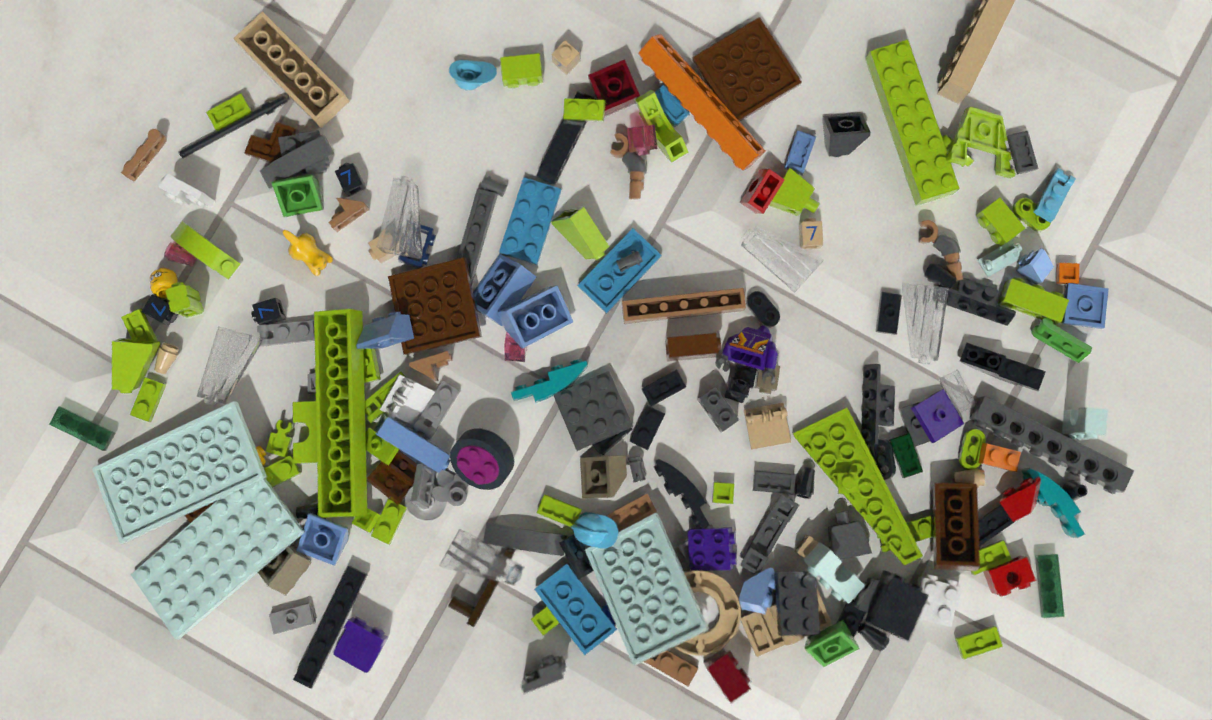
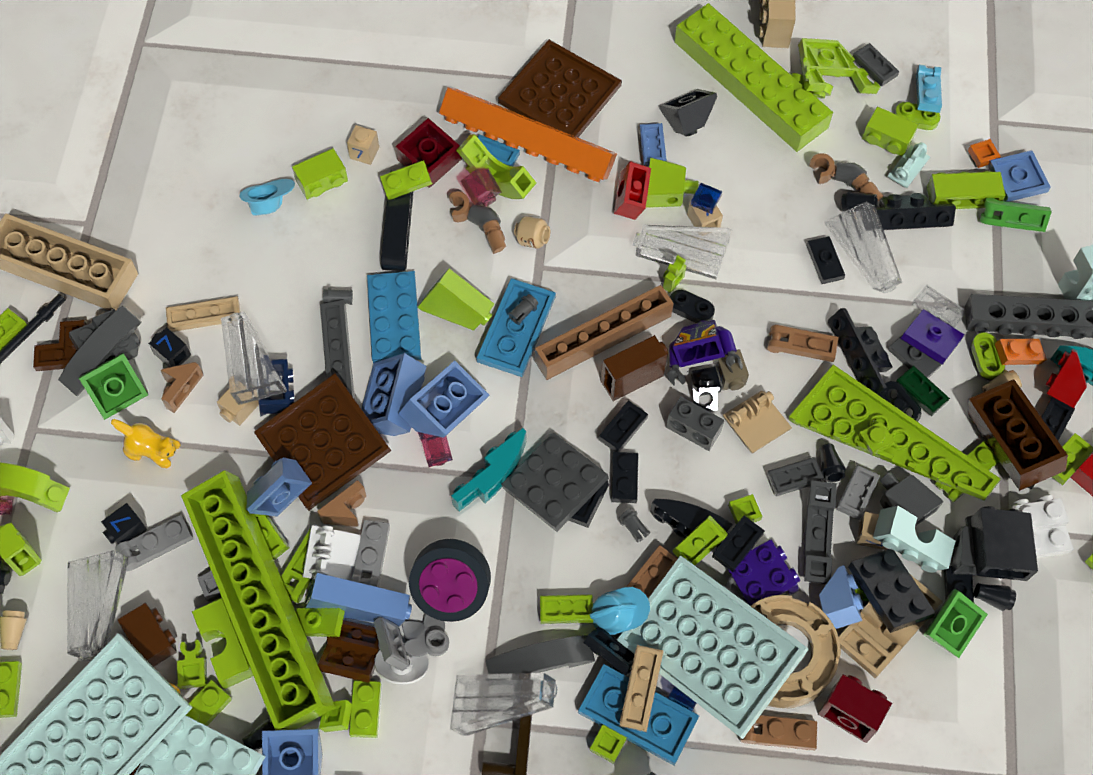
camera: 25 degrees left, 20 degrees down
(257, 404) = (147, 635): none -> reddish brown brick
(387, 157) = (201, 313): none -> tan tile
(584, 595) = (641, 688): none -> tan tile
(602, 475) = (597, 546): dark tan slope -> none
(666, 193) = (532, 232): none -> tan head
(675, 507) = (700, 541): none -> lime plate
(702, 522) = (738, 543): none -> black plate
(760, 278) = (674, 274): none -> lime plate
(814, 514) = (858, 492): none -> light grey plate
(815, 226) = (706, 198): none -> clear blue plate
(834, 378) = (802, 343): none -> medium nougat plate
(1002, 367) = (968, 265): black slope -> none
(1035, 266) = (948, 154): light blue slope -> none

